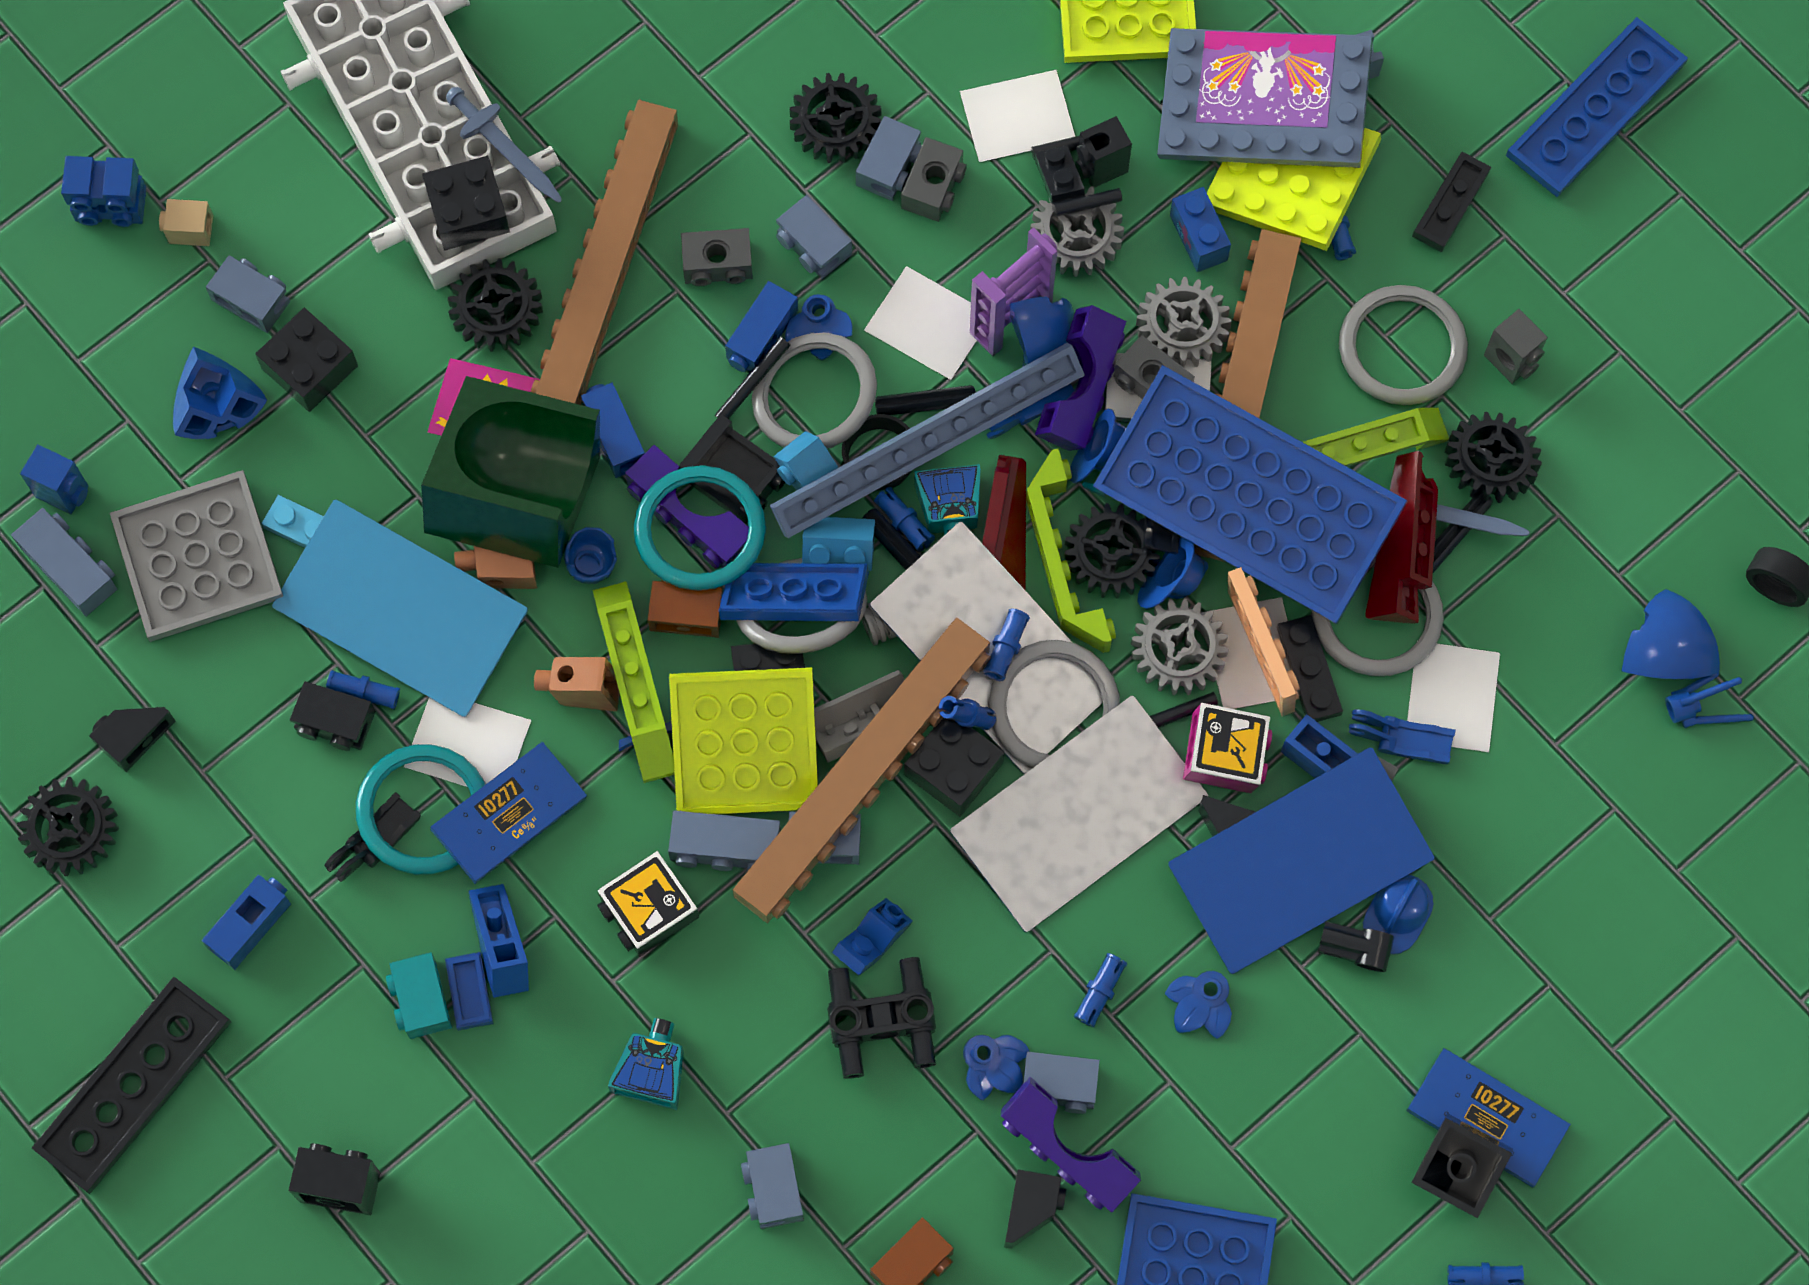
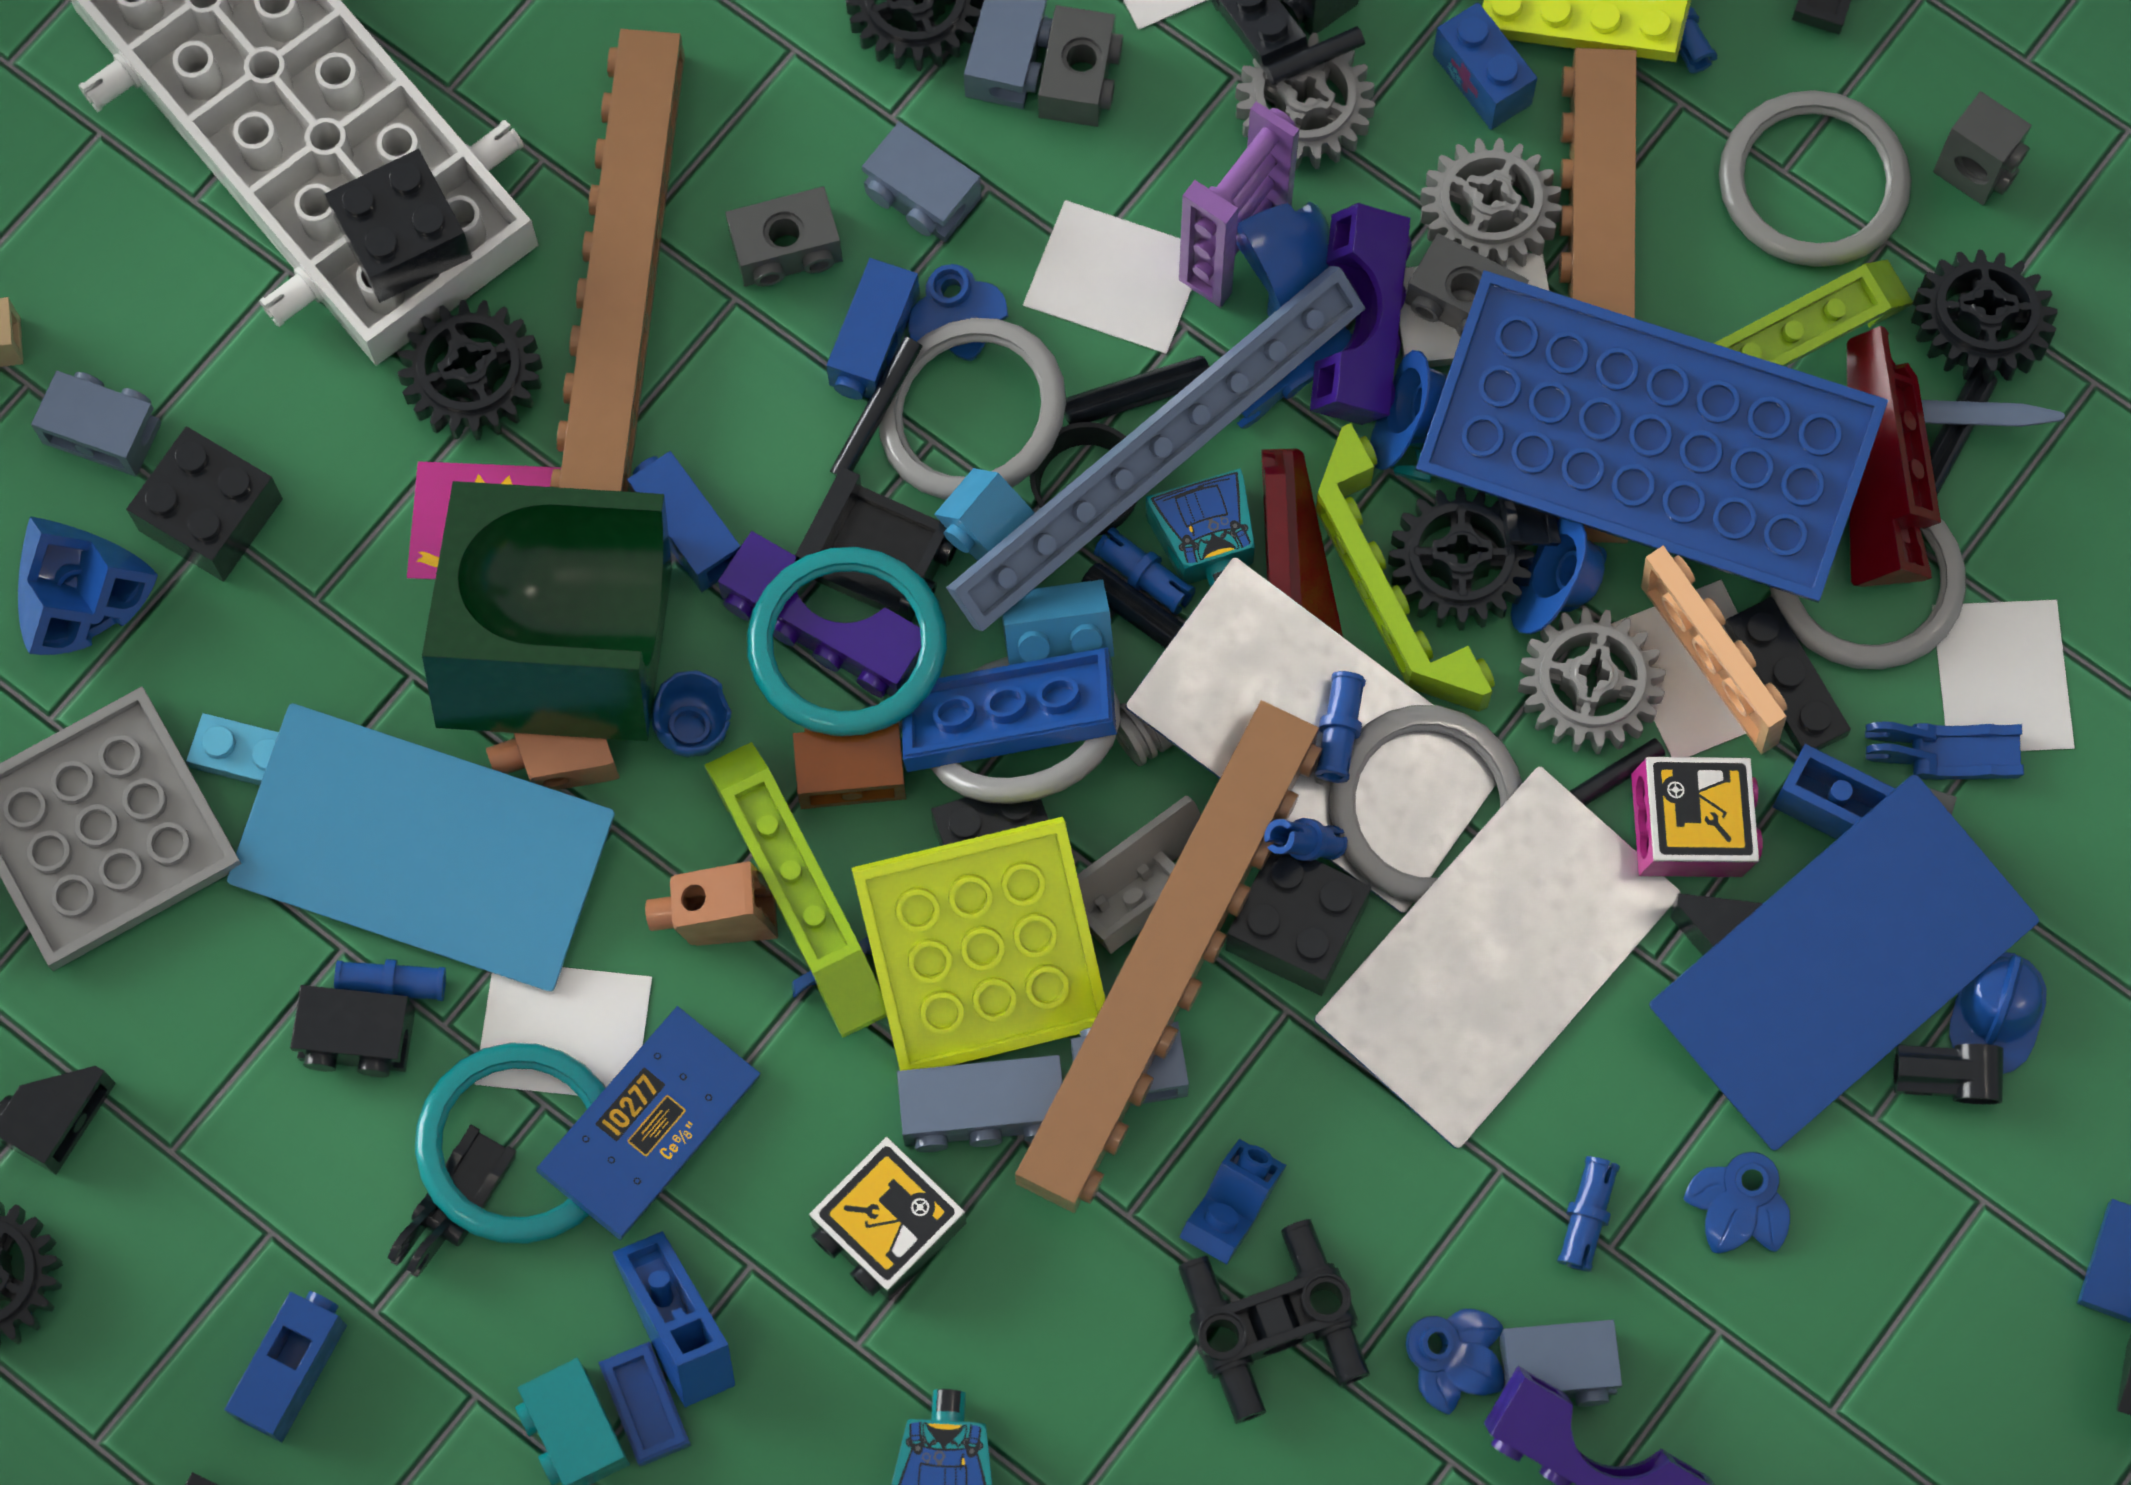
camera: 10 degrees left, 0 degrees up
(482, 123) = (397, 103): sand blue sword -> none

